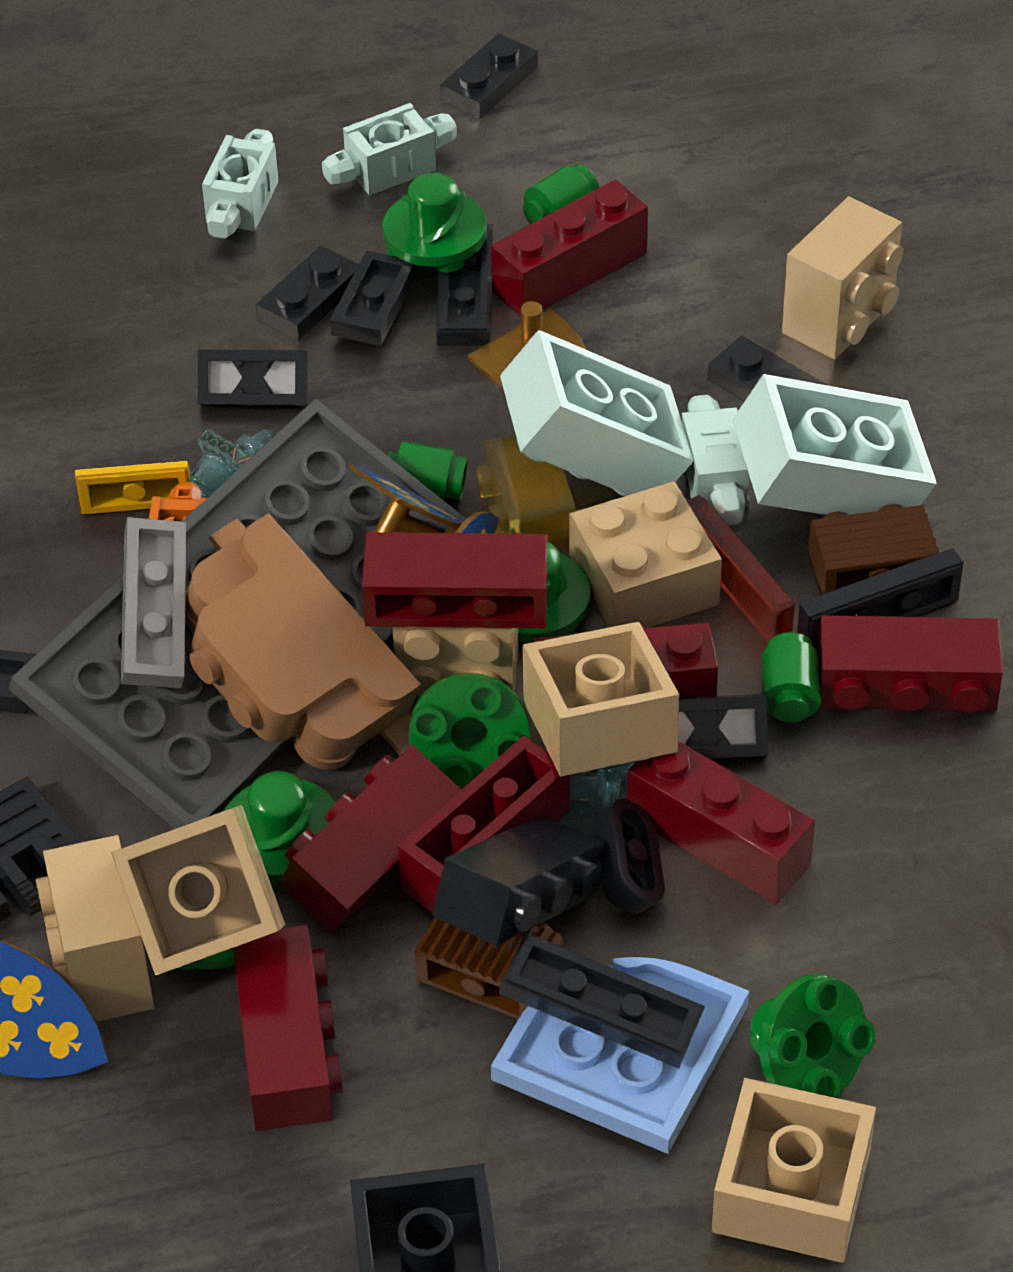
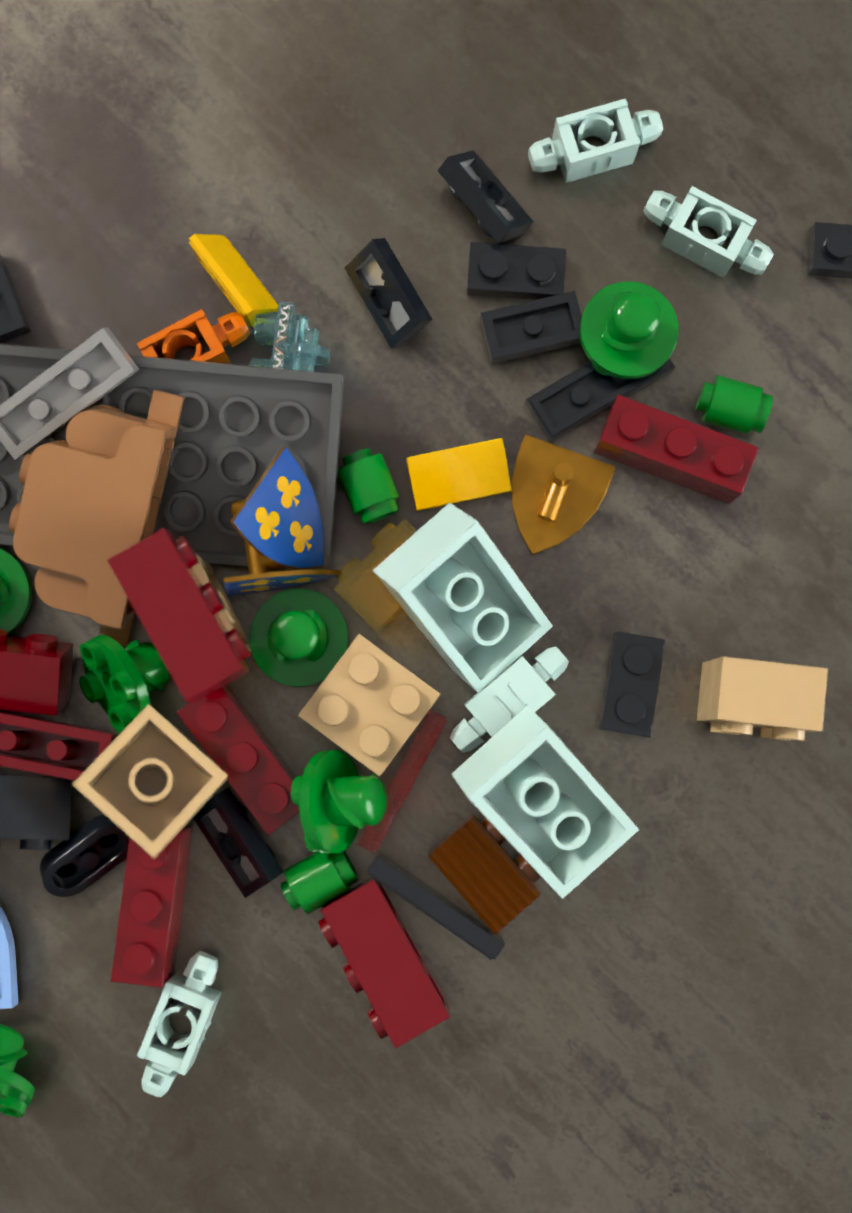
camera: 60 degrees right, 35 degrees up
(200, 279) = (485, 196): none -> black piece
(466, 408) = (459, 474): none -> yellow slope
(724, 598) = (336, 801): none -> green plate
(866, 858) = (171, 1057): none -> light aqua piece

